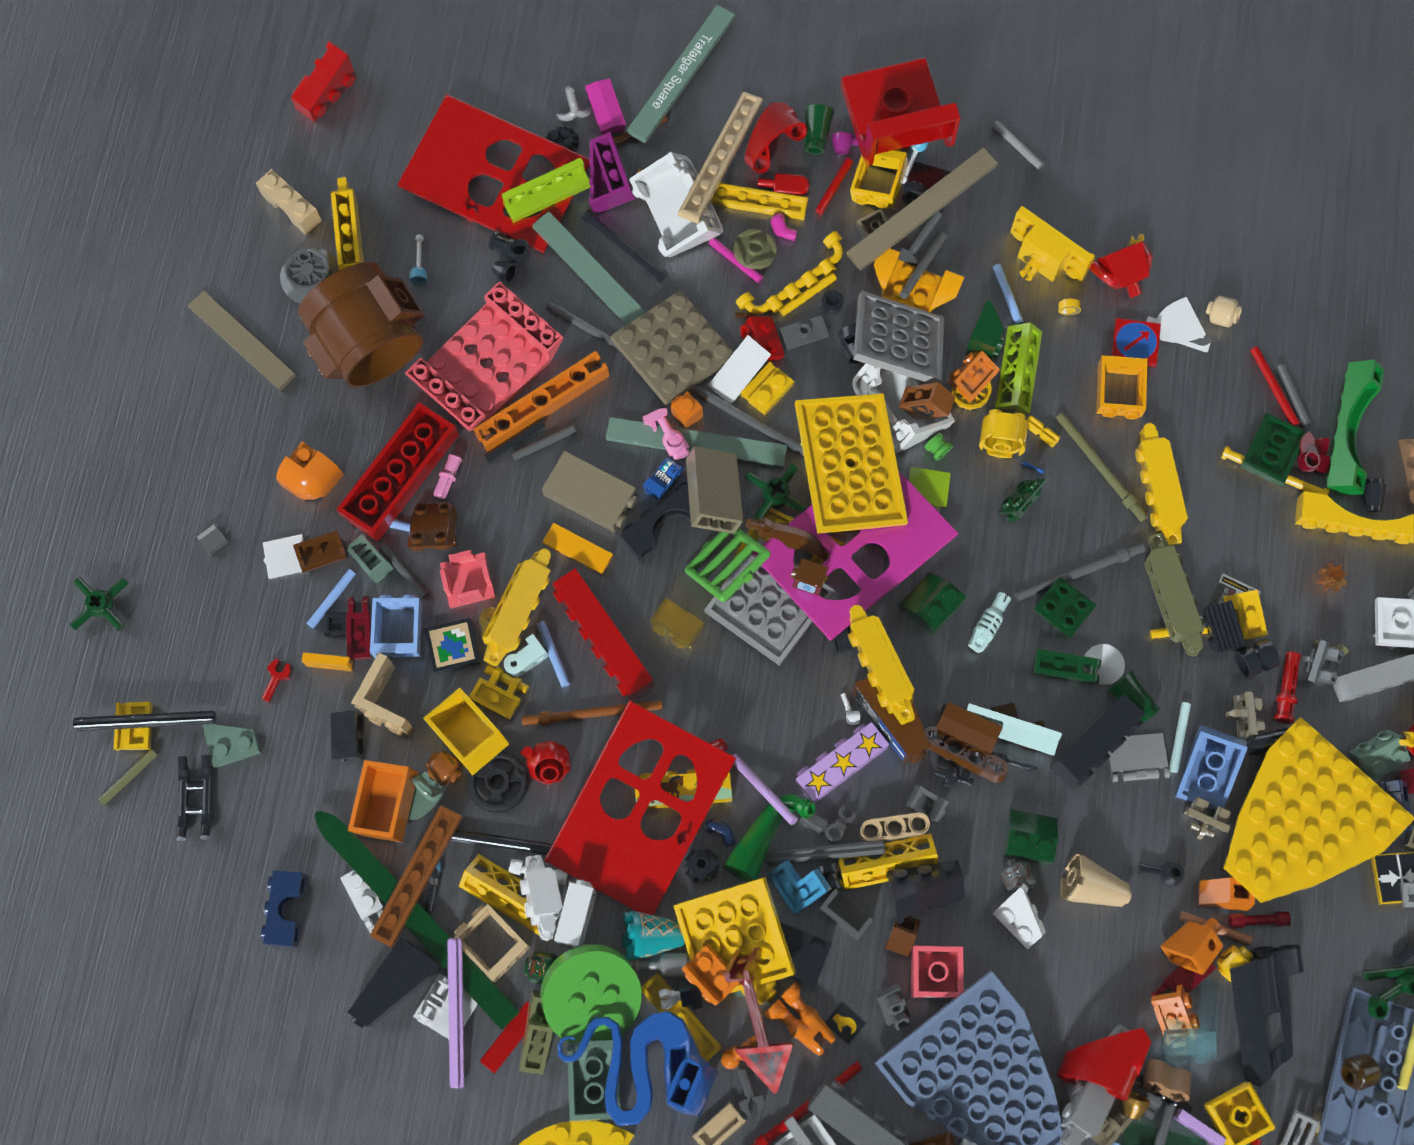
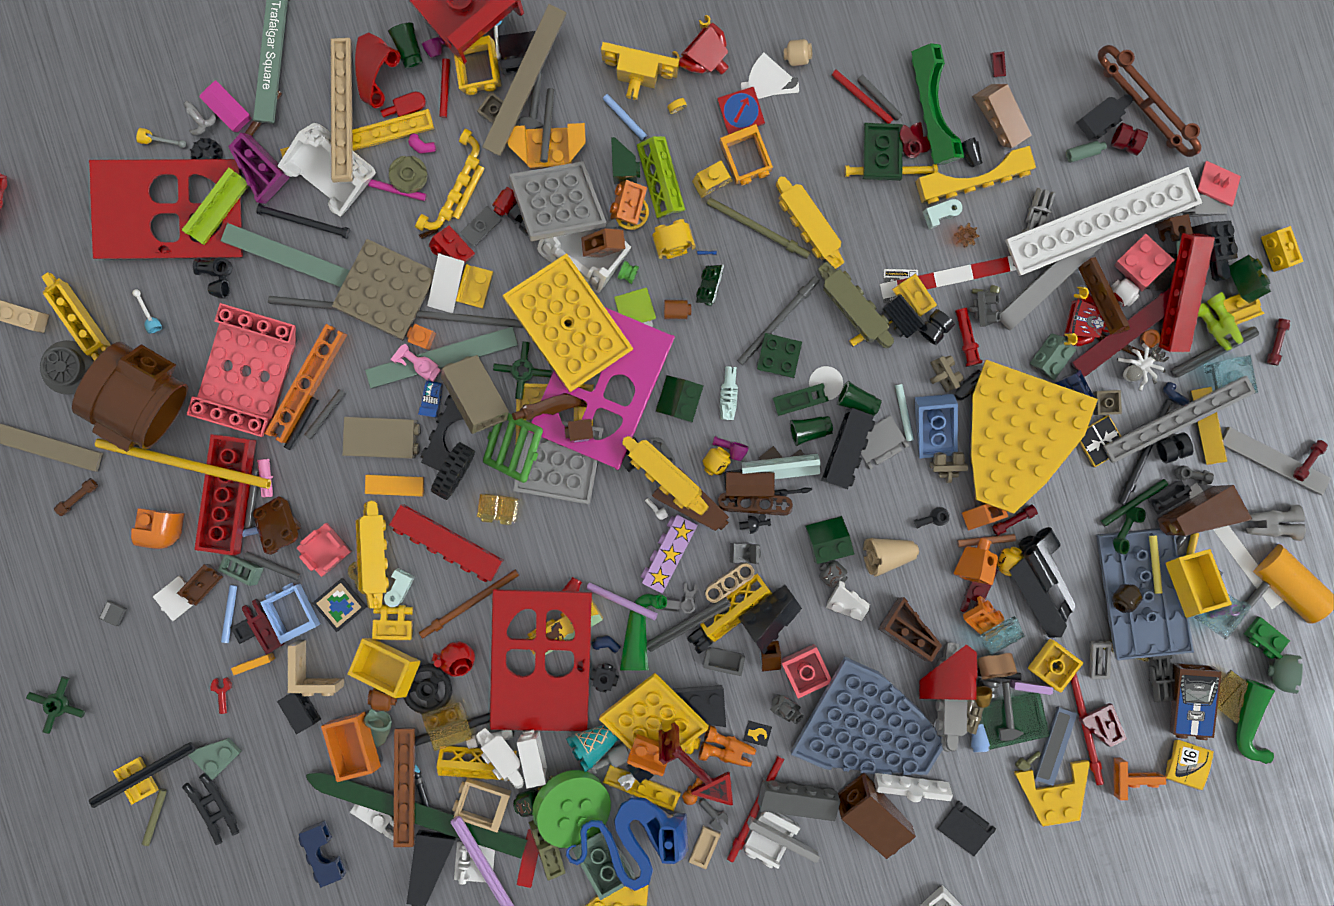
camera: 30 degrees left, 15 degrees up
(225, 409) = (87, 487): none -> reddish brown bar
(376, 418) = (187, 464): none -> yellow piece
(420, 493) = (251, 502): none -> dark grey bar
(499, 832) = (447, 726): none -> clear yellow brick
(511, 100) = (145, 136): none -> hinge
(553, 654) = (418, 574): light blue bar -> none
(650, 557) = (452, 471): none -> black wheel
(796, 891) = (681, 662): dark azure plate -> none
(832, 301) = (490, 189): black tile -> none
(841, 318) = (504, 202): none -> red brick
(941, 688) = (716, 461): none -> yellow head
(970, 688) = (736, 450): none -> magenta bar
(973, 508) = (676, 309): none -> dark orange brick
(1046, 434) = (696, 219): yellow piece -> none
(1064, 702) = (810, 429): none -> dark green plant
(1075, 391) = (711, 179): none -> yellow torso
(1080, 988) = (908, 630): none -> reddish brown wedge
(1306, 617) = (956, 275): none -> sticker
(1314, 540) = (943, 210): none -> light aqua leg

